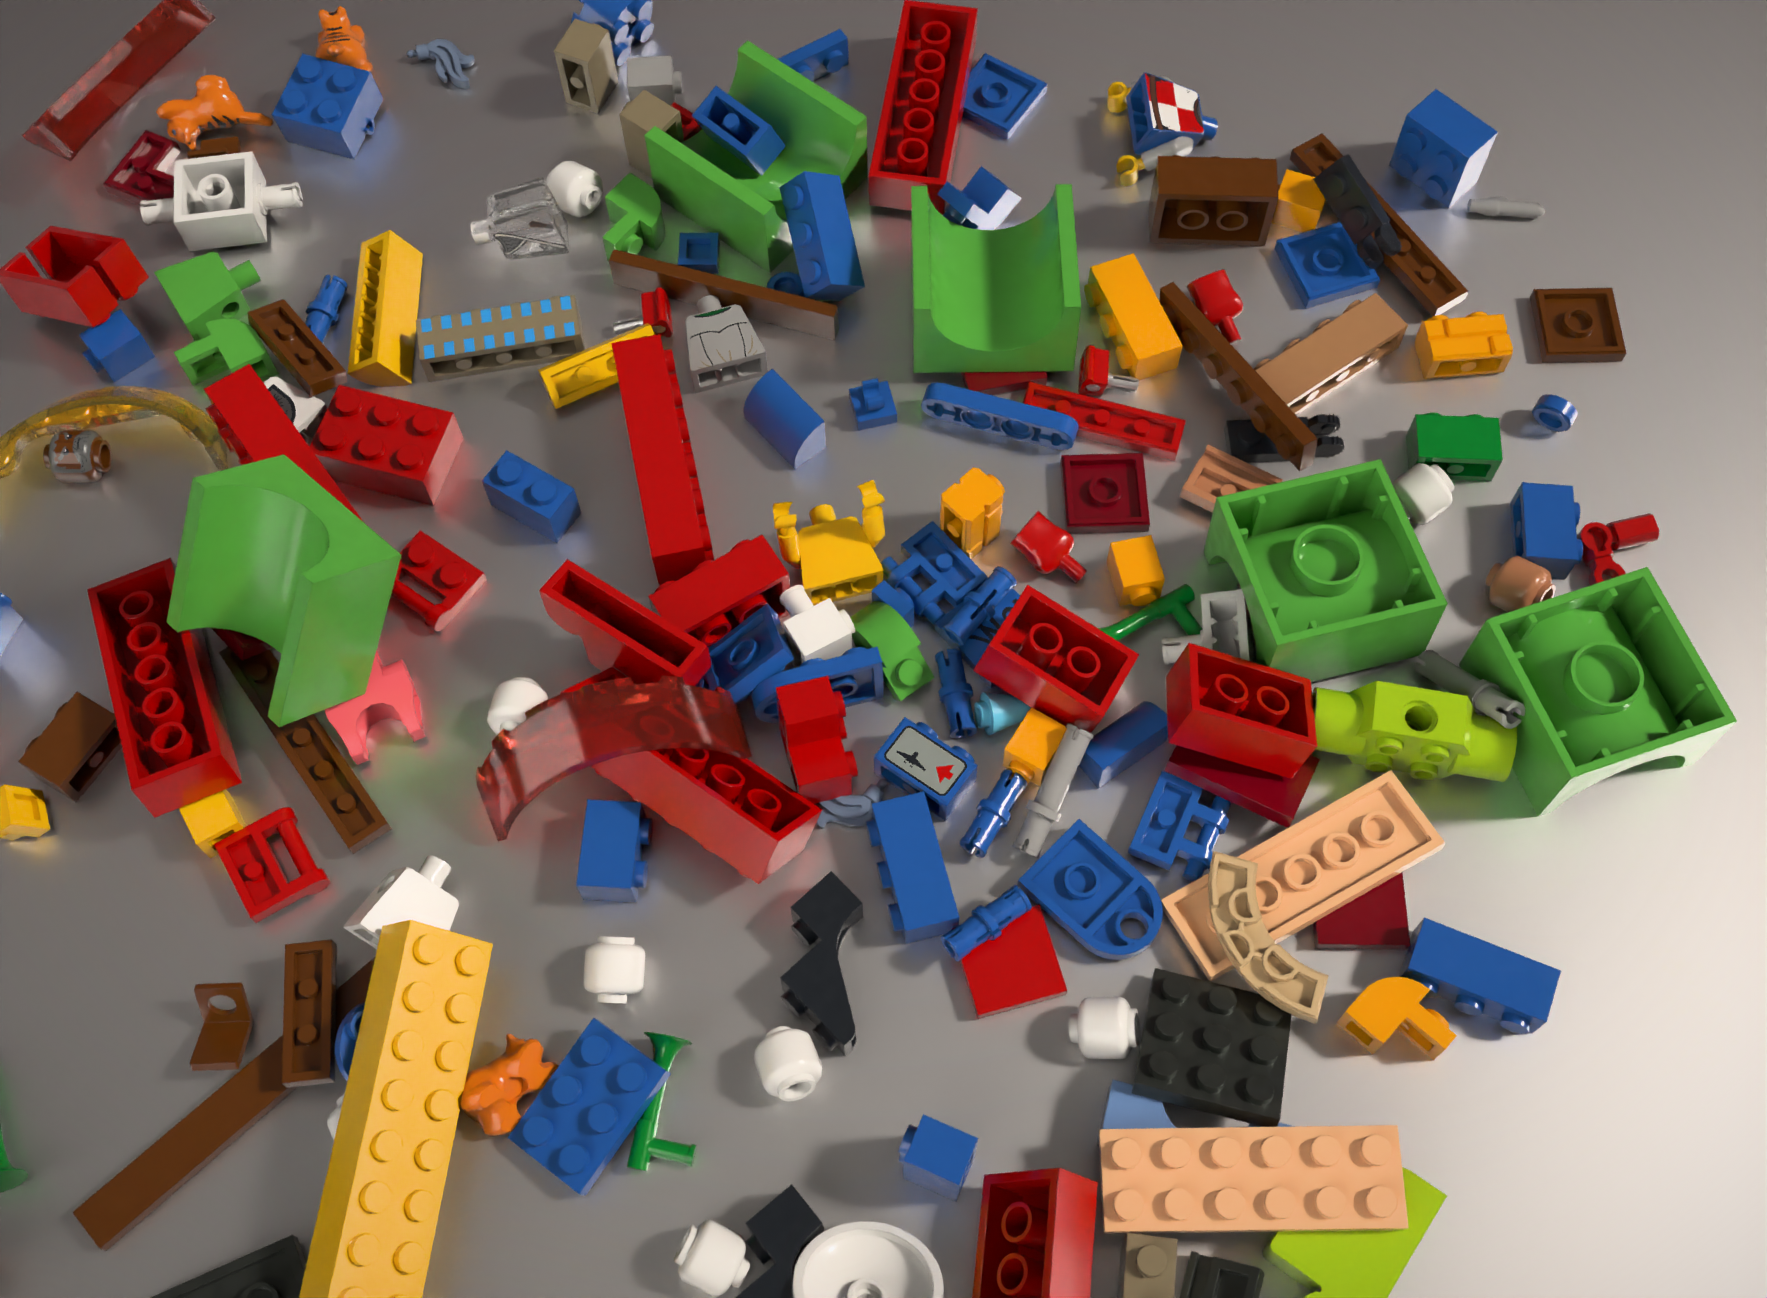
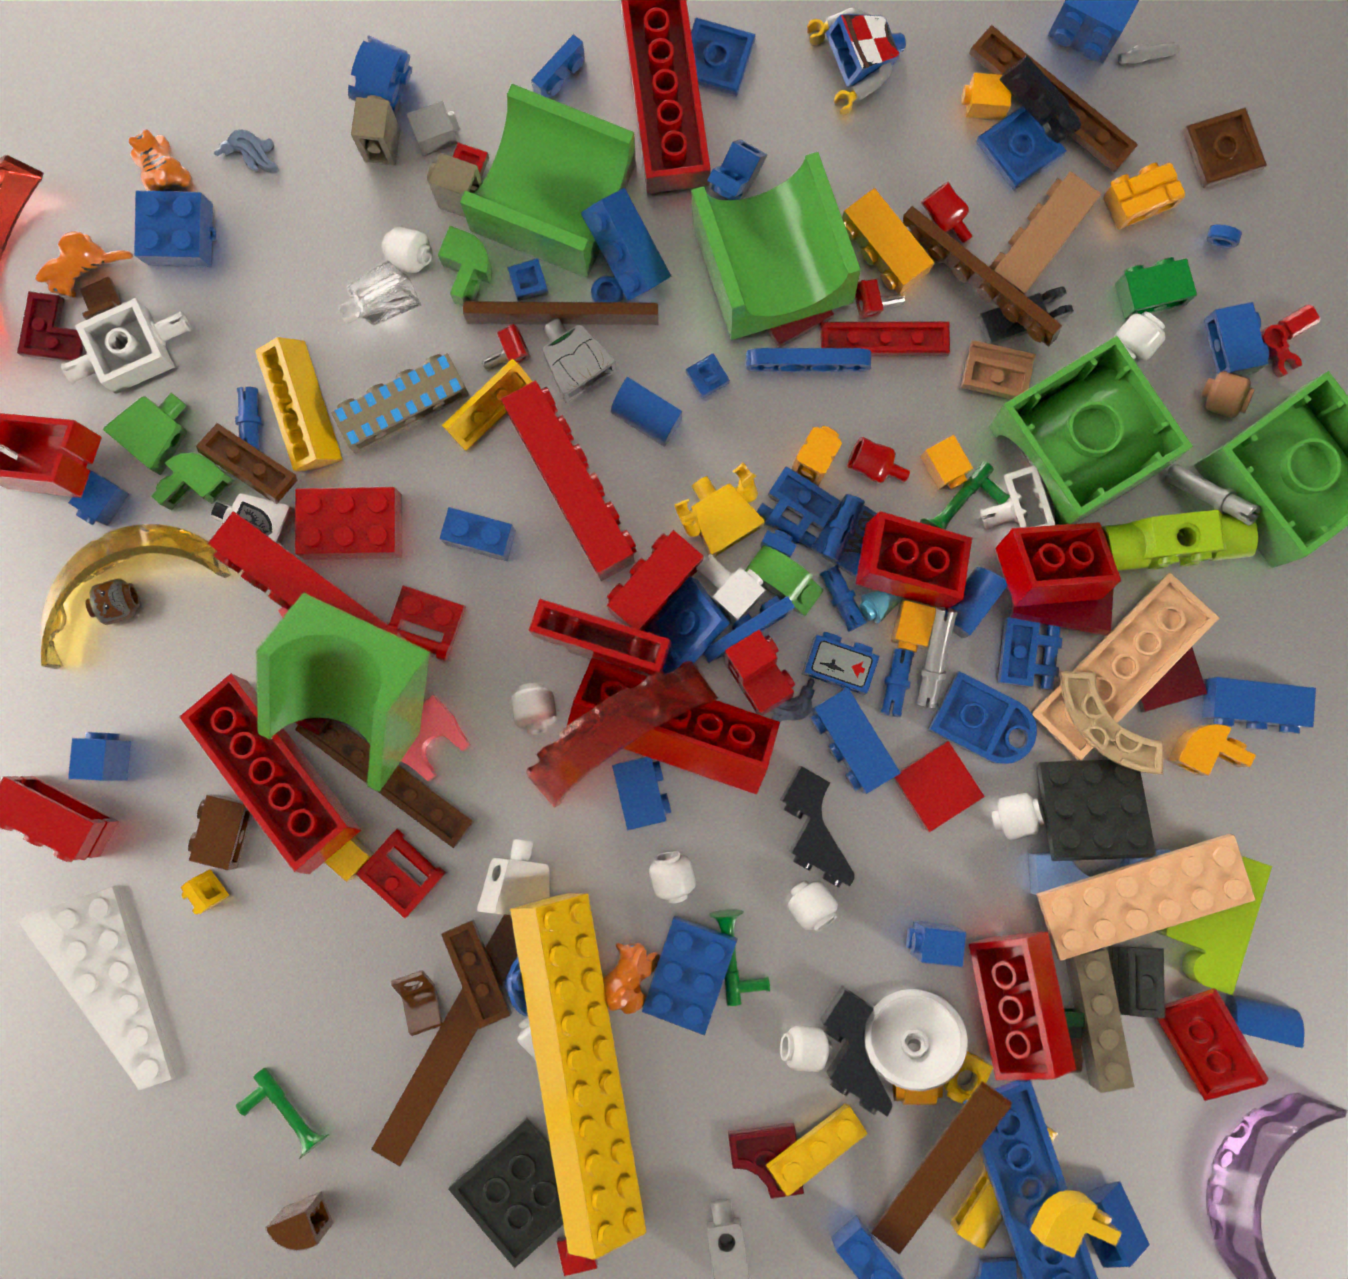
camera: 20 degrees left, 20 degrees up
(738, 130) = (528, 167): blue brick -> none
(986, 922) = (918, 769): blue pin -> none
(1104, 493) = (904, 400): dark red tile -> none
(1212, 200) = (923, 119): reddish brown brick -> none

